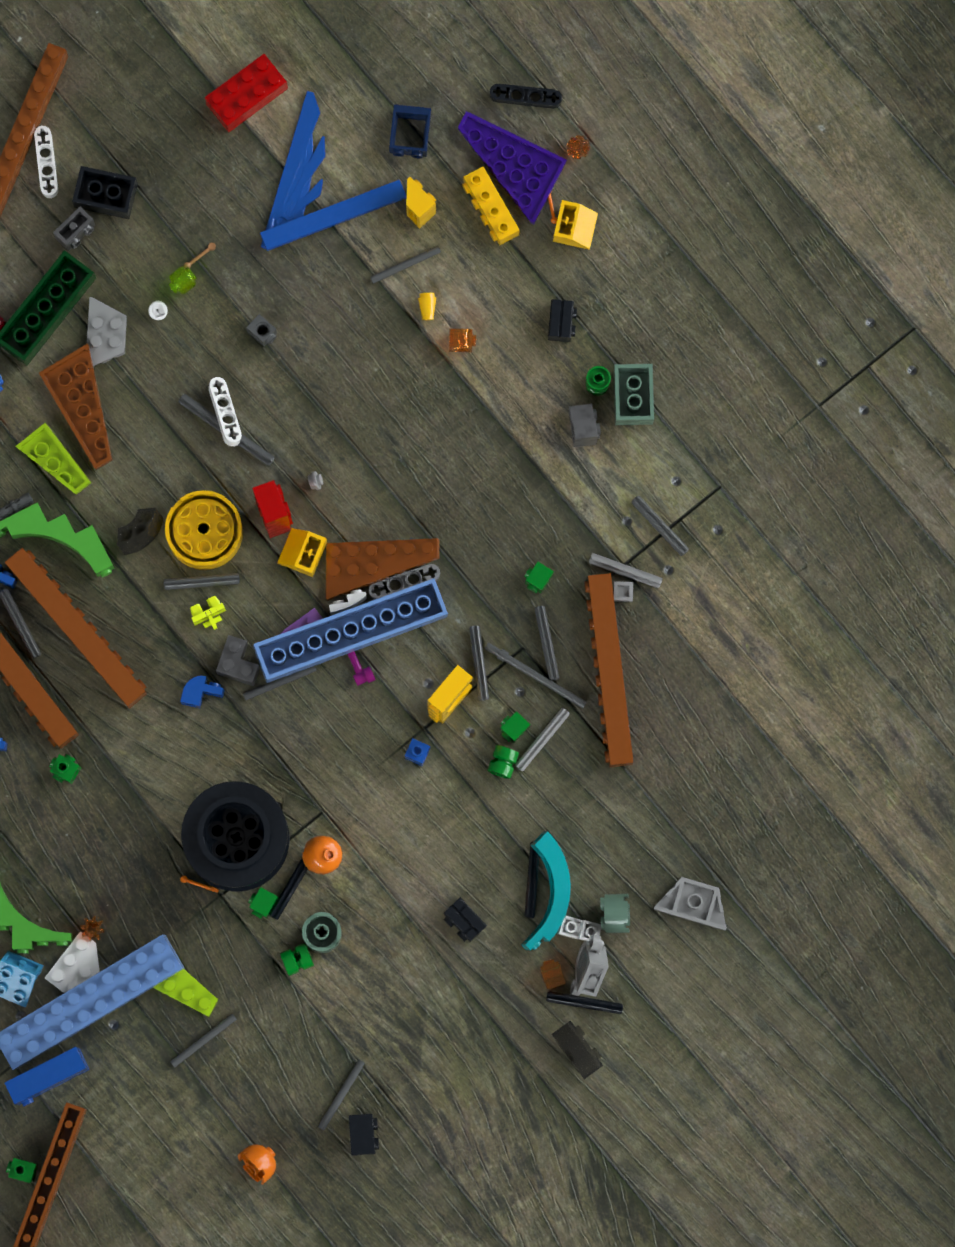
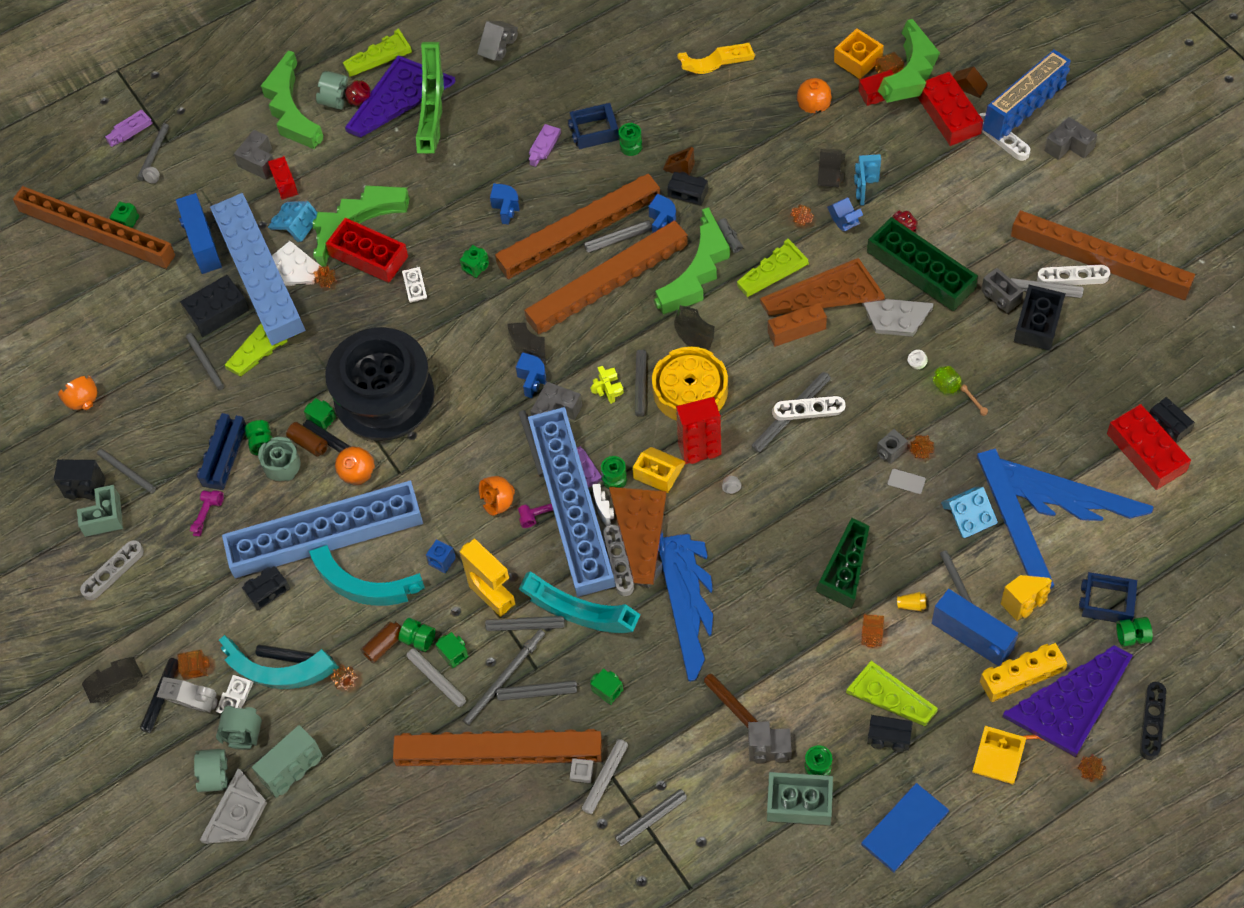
camera: 105 degrees right, 20 degrees down
(57, 886) = (367, 250): none -> red brick
(62, 191) = (1073, 291): none -> light grey axle
(94, 831) = (414, 284): none -> white slope
(125, 429) = (797, 324): none -> dark orange brick
(137, 1041) = (214, 305): none -> black brick
(166, 700) = (526, 342): none -> clear smoke brick
(214, 72) = (1172, 419): none -> black brick
(261, 302) = (921, 446): none -> clear orange gear
(294, 910) = (306, 439): none -> reddish brown brick
(295, 317) = (906, 481): none -> light grey sticker
(313, 594) = (613, 472): none -> green wheel
(313, 995) = (221, 452): none -> dark blue brick
(325, 256) = (971, 511): none -> bracket
(346, 706) = (497, 494): none -> orange cylinder
(368, 998) = (208, 498): none -> magenta brick
(395, 366) = (844, 568): none -> dark green wedge
(398, 873) = (331, 525): none -> medium blue brick
(399, 1097) = (104, 516): none -> sand green brick
(443, 111) = (1132, 632): none -> green wheel
(444, 513) = (687, 604): none -> blue animal
(453, 844) = (359, 590): none -> teal arch
(453, 1085) = (109, 567): none -> light grey beam
(454, 247) = (974, 627): none -> blue brick
(464, 607) = (584, 613): none -> teal arch
(512, 795) = (381, 642): none -> reddish brown brick
(520, 325) = (889, 693): none -> lime wing
(544, 461) = (729, 700): none -> reddish brown axle
(553, 824) = (349, 677): none -> clear orange gear
(646, 305) = (905, 827): none -> blue tile
(646, 859) = (287, 761): none -> sand green brick
(660, 931) = (210, 770): none -> sand green brick

